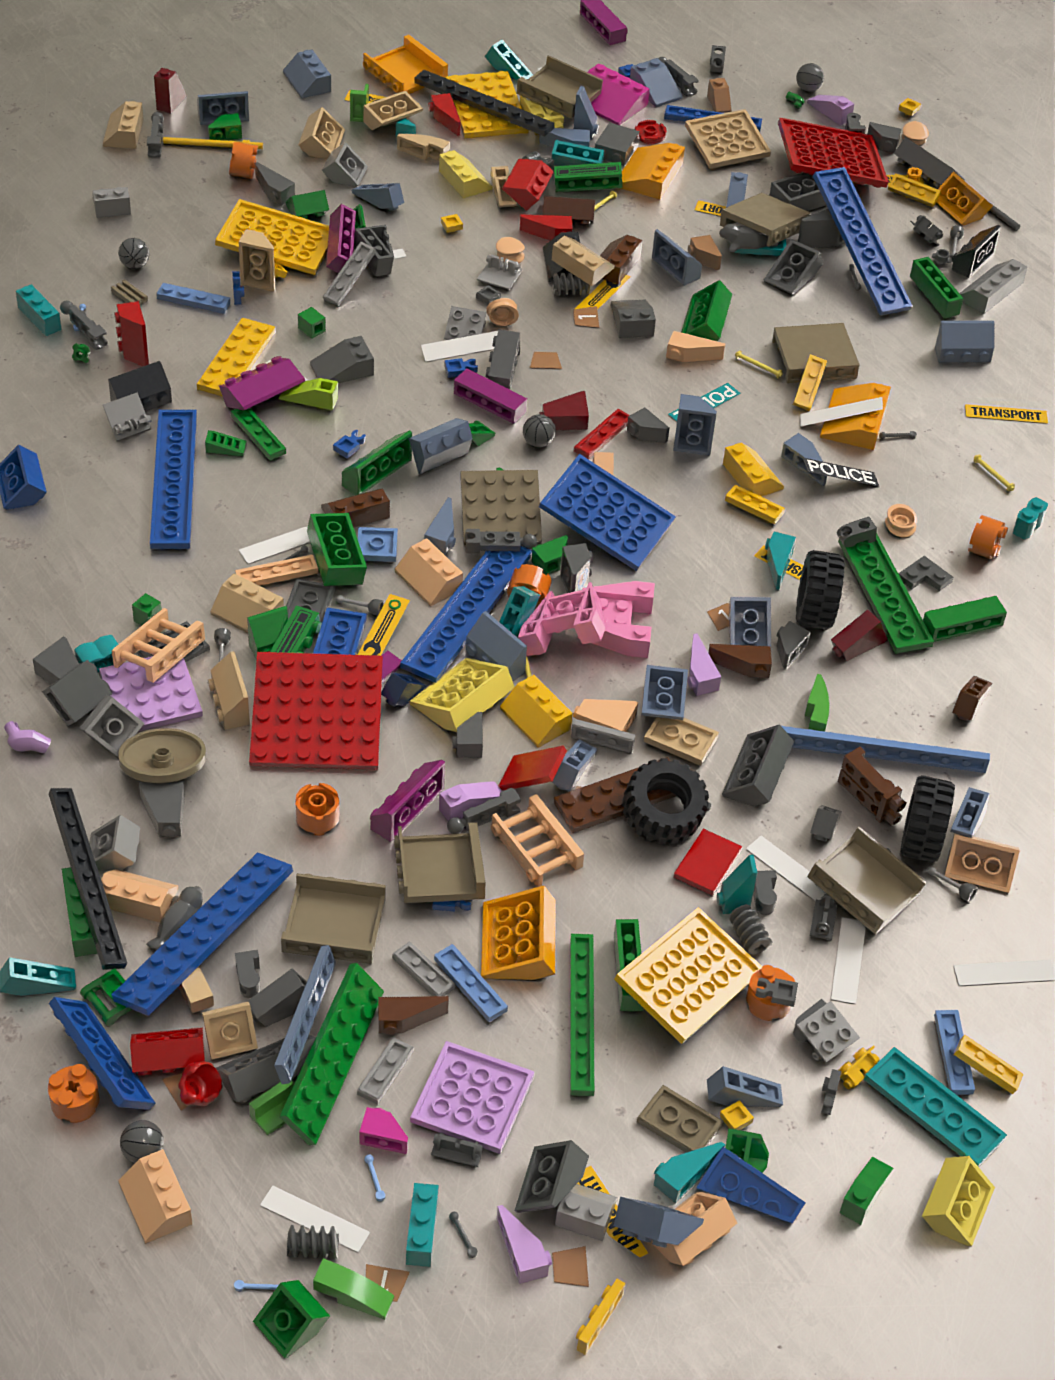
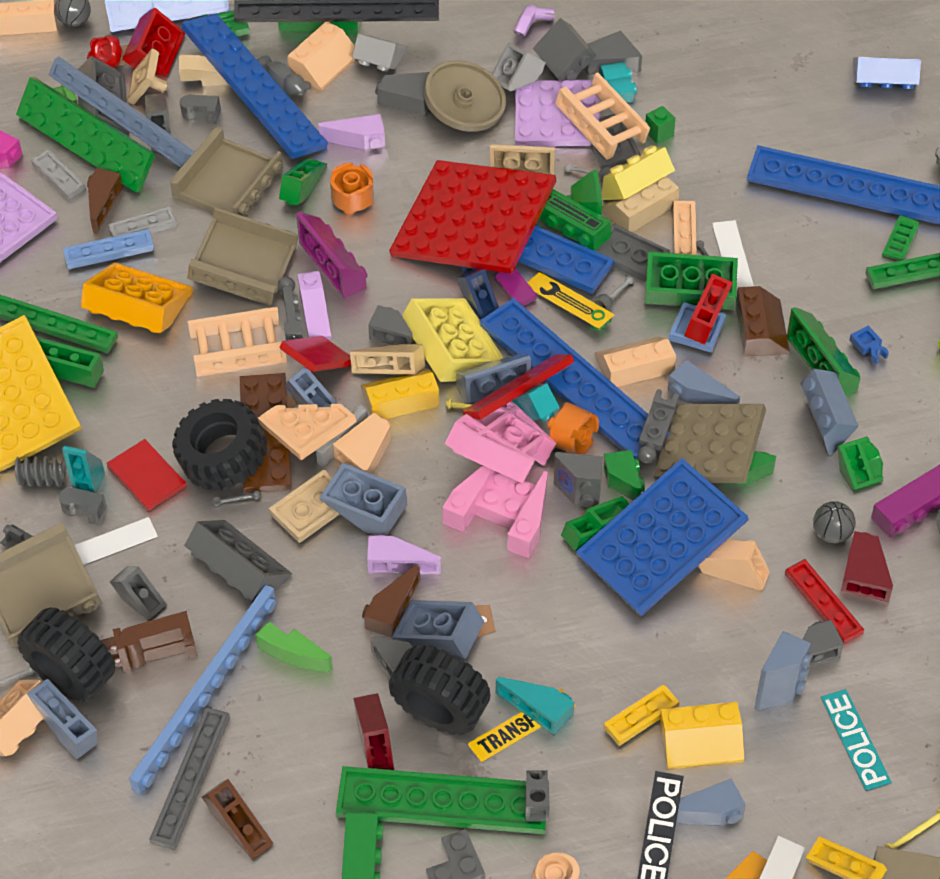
camera: 115 degrees right, 5 degrees up
(226, 605) = (636, 174): none -> light yellow slope
(234, 826) = (357, 132): none -> lavender slope
(320, 854) = (300, 181): none -> green slope
(378, 525) = (708, 309): none -> red slope
(507, 716) = (388, 359): none -> tan slope
(516, 615) = (518, 386): none -> red tile
(609, 564) = (582, 529): none -> green slope
(616, 749) = (306, 427): none -> light nougat plate
(961, 738) = (189, 778): none -> dark grey tile

